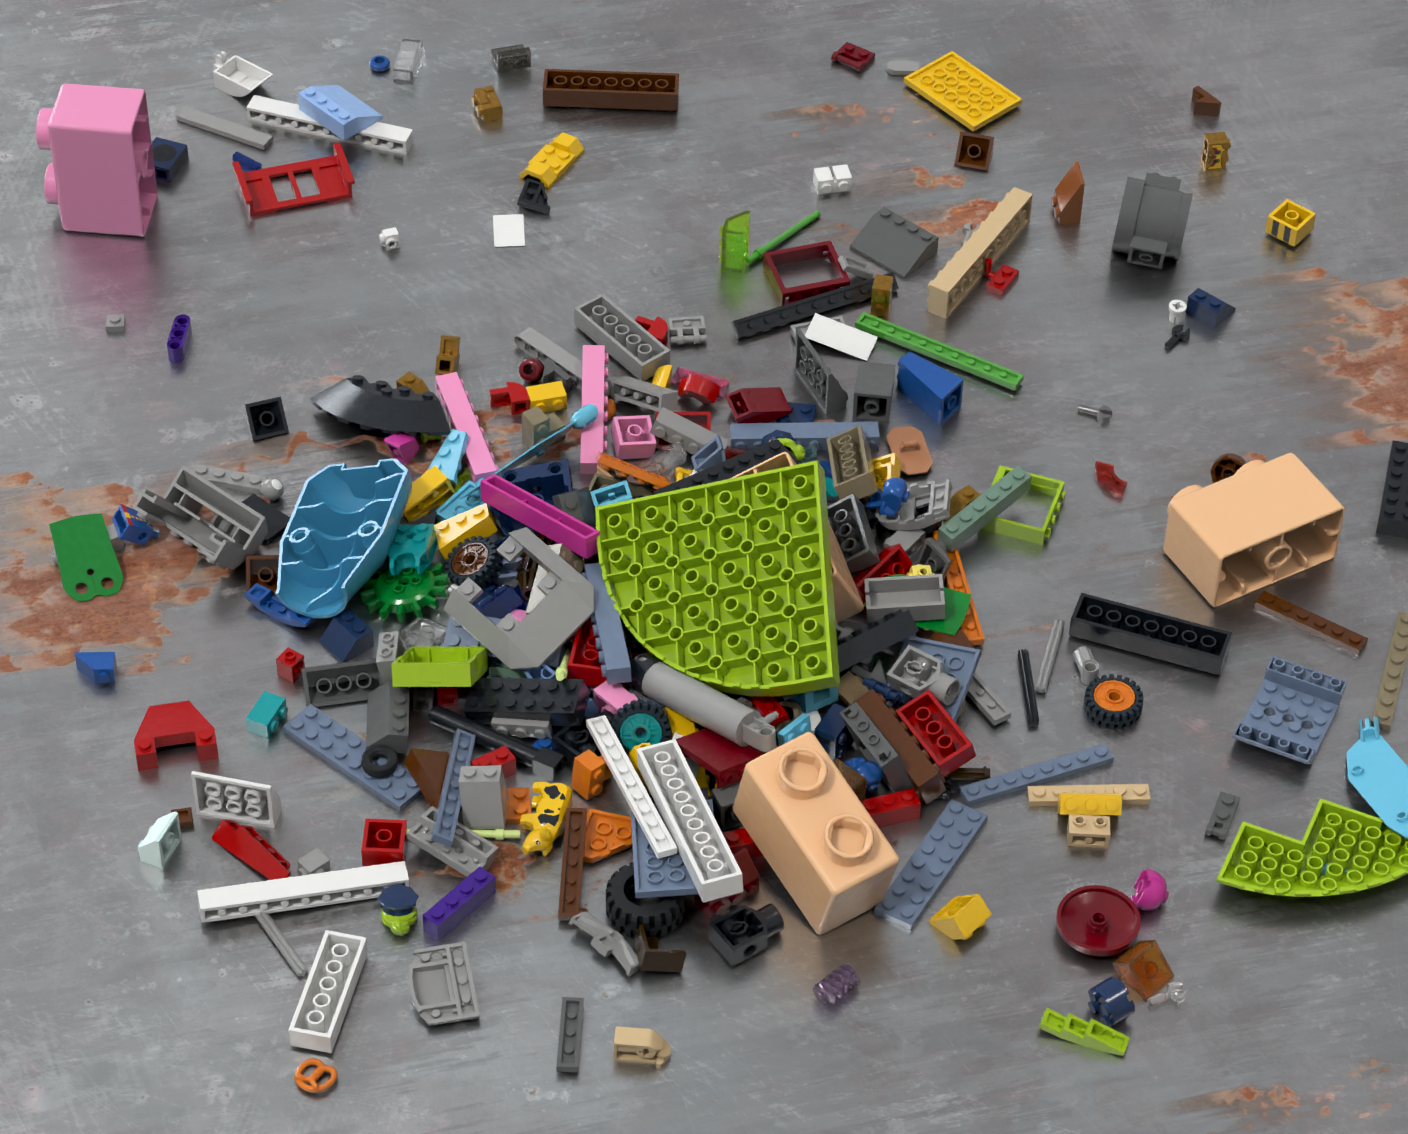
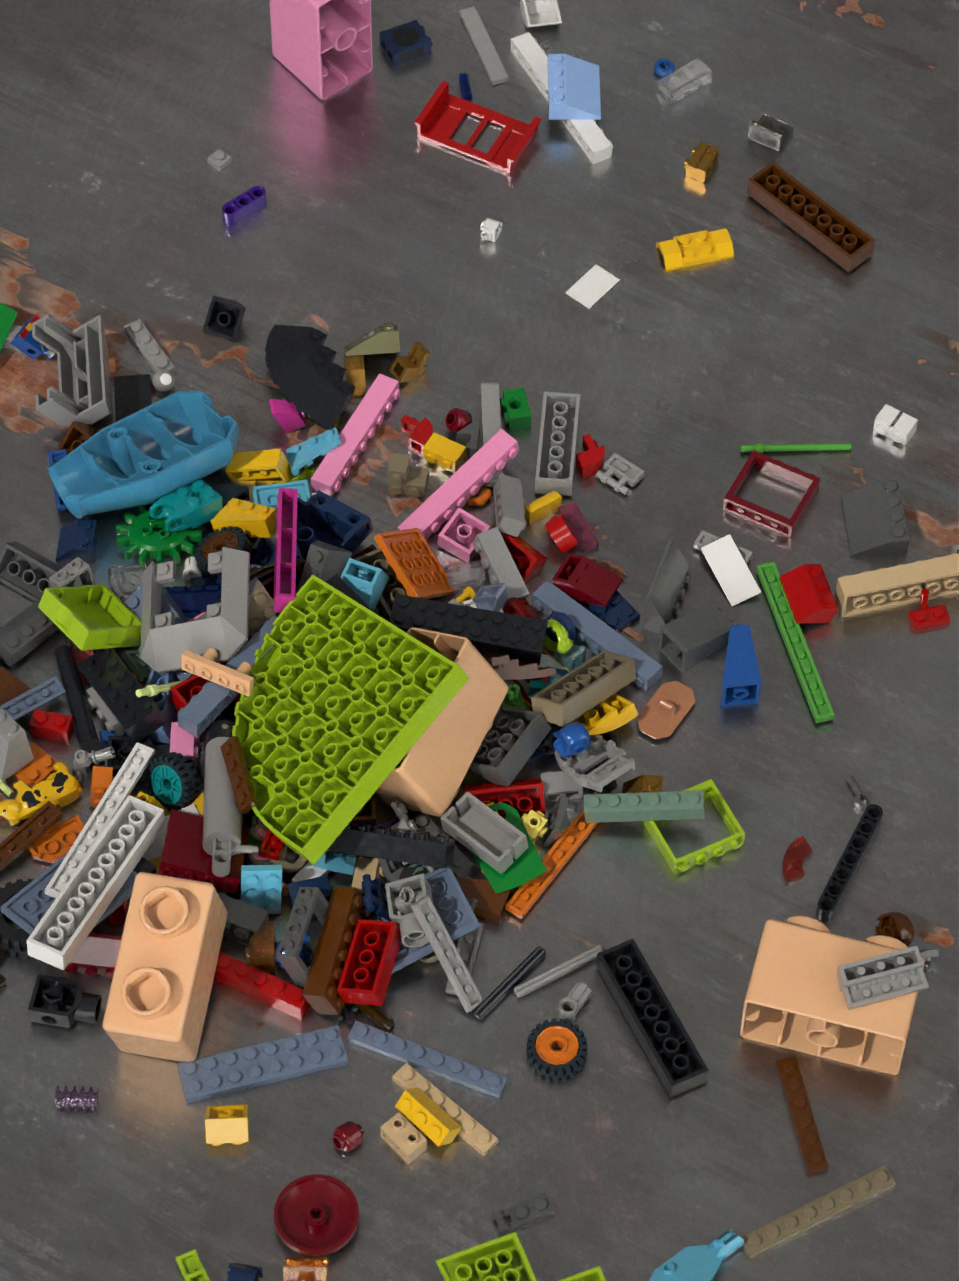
camera: 45 degrees right, 10 degrees up
(290, 665) = (14, 531): red brick -> none
(406, 356) = (377, 341): none -> olive slope
(534, 197) = (641, 270): black wing -> none
(556, 761) = (84, 759): none -> light grey pin
(563, 335) = (516, 408): none -> green brick
(580, 420) = (426, 490): medium azure wing -> none
(603, 621) = (208, 669): none -> light nougat plate
(704, 674) = (239, 774): none -> reddish brown plate
(734, 242) = (736, 425): clear neon green slope -> none
(806, 307) = (745, 527): black plate -> none
(855, 267) = (814, 517): light grey tile -> none
(881, 295) = (800, 553): pearl gold brick -> none
(914, 313) = (809, 594): none -> red slope
(981, 687) = (447, 953): none -> light grey tile
(1051, 859) = (348, 1136): none -> dark red head
(1147, 454) = (846, 869): none -> black beam
(1150, 890) = (384, 1226): dark pink cylinder -> none
(1290, 477) = (882, 977): none -> light grey brick
(1295, 695) = (702, 1162): sand blue slope -> none

